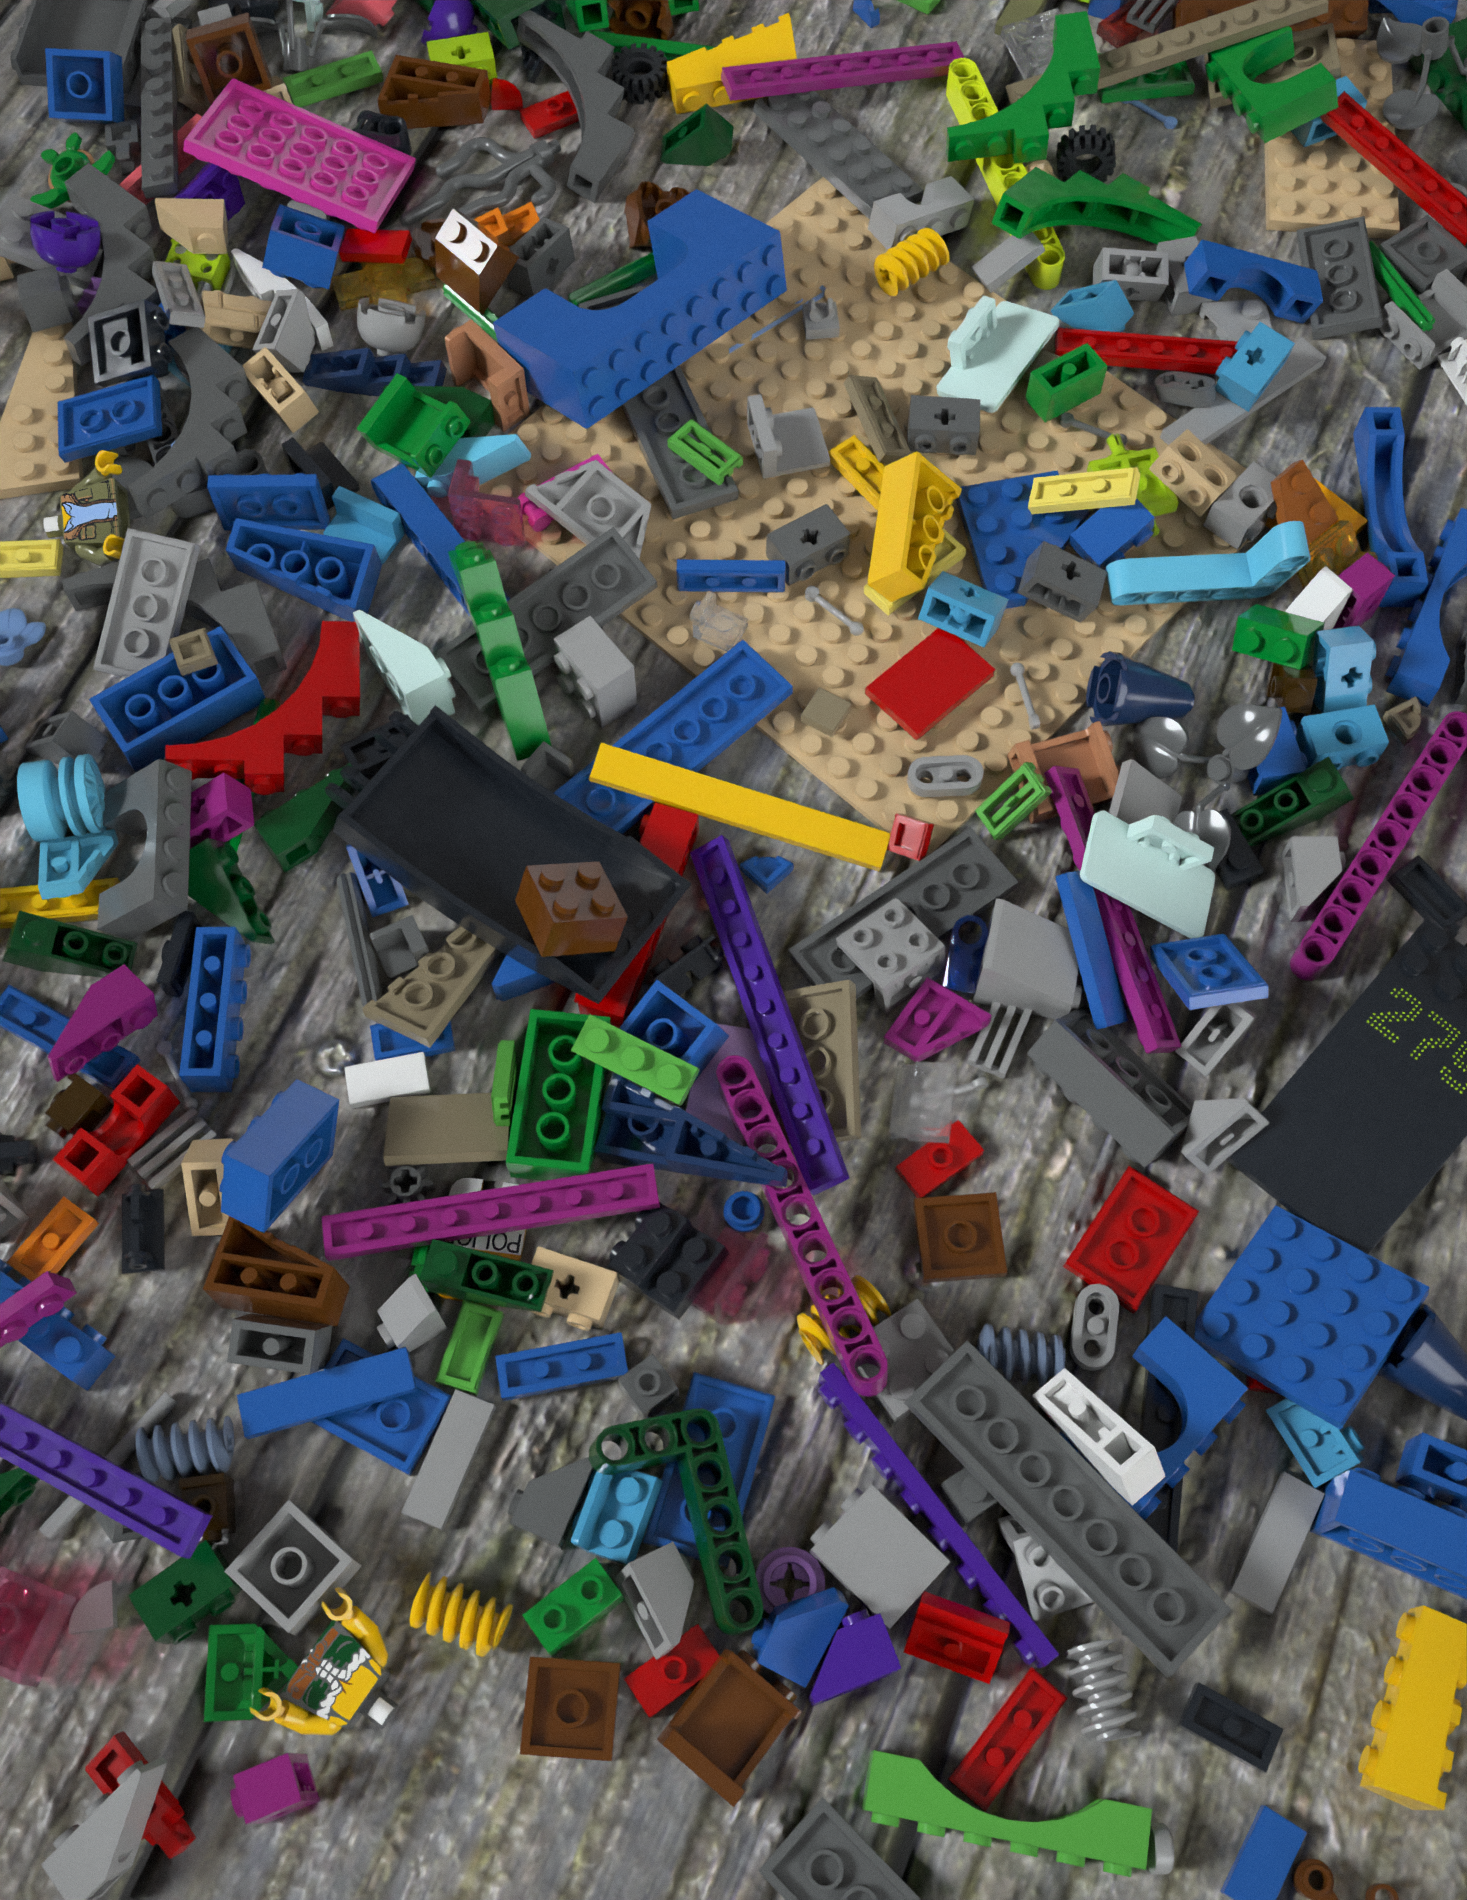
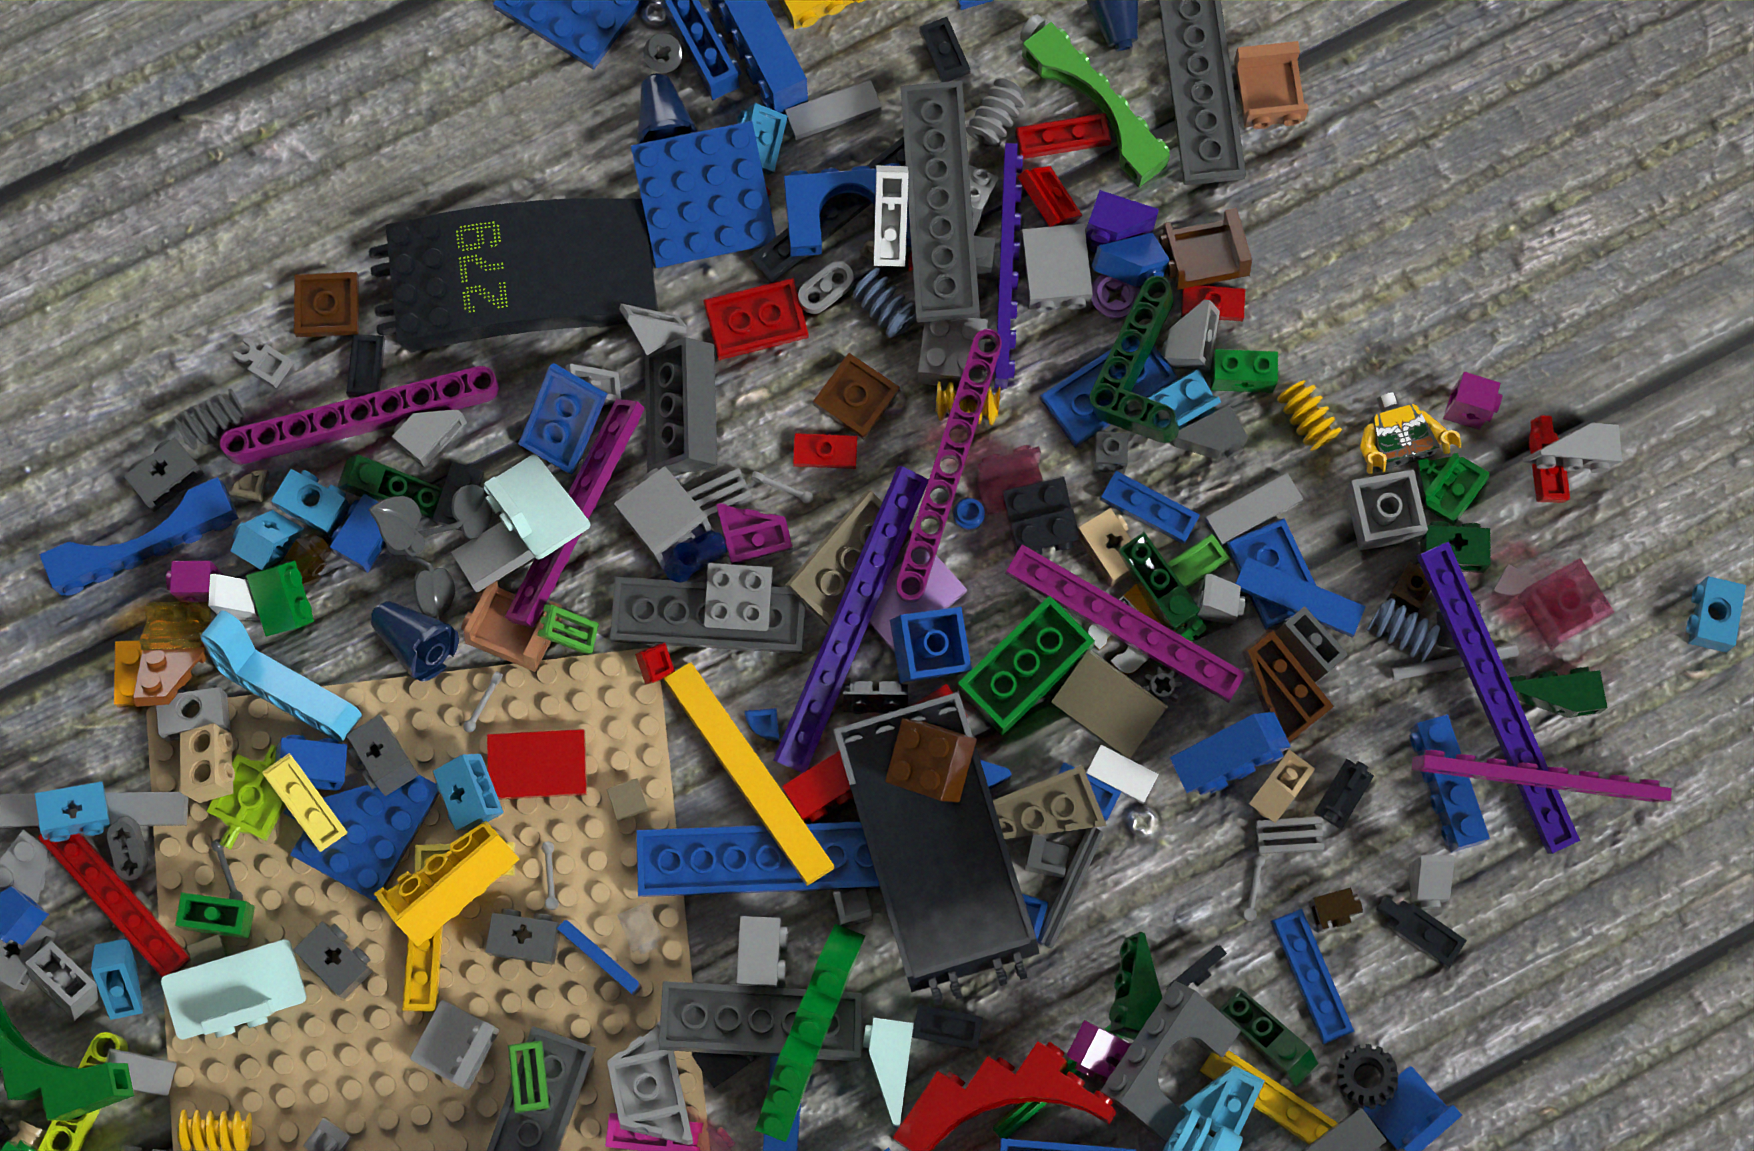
camera: 140 degrees left, 10 degrees up
(53, 1240) = (1404, 828): orange plate -> none
(103, 1018) = (1271, 959): magenta slope -> none
(138, 1111) = (1319, 867): red arch -> none
(214, 1010) = (1207, 898): blue brick -> none
(301, 824) = (1050, 1006): dark green slope -> none
(504, 1083) = (1053, 701): bright green tile -> none
(570, 1709) = (1284, 325): reddish brown plate -> none
(635, 1060) = (967, 636): bright green plate -> none
(649, 1131) = (990, 594): dark blue wedge -> none
(877, 418) = (373, 1008): dark tan tile -> none
(923, 1102) = (806, 487): clear plate -> none
(943, 774) = (595, 685): light grey plate -> none
(1091, 950) = (619, 488): blue tile -> none
(1380, 462) = (60, 673): blue arch -> none

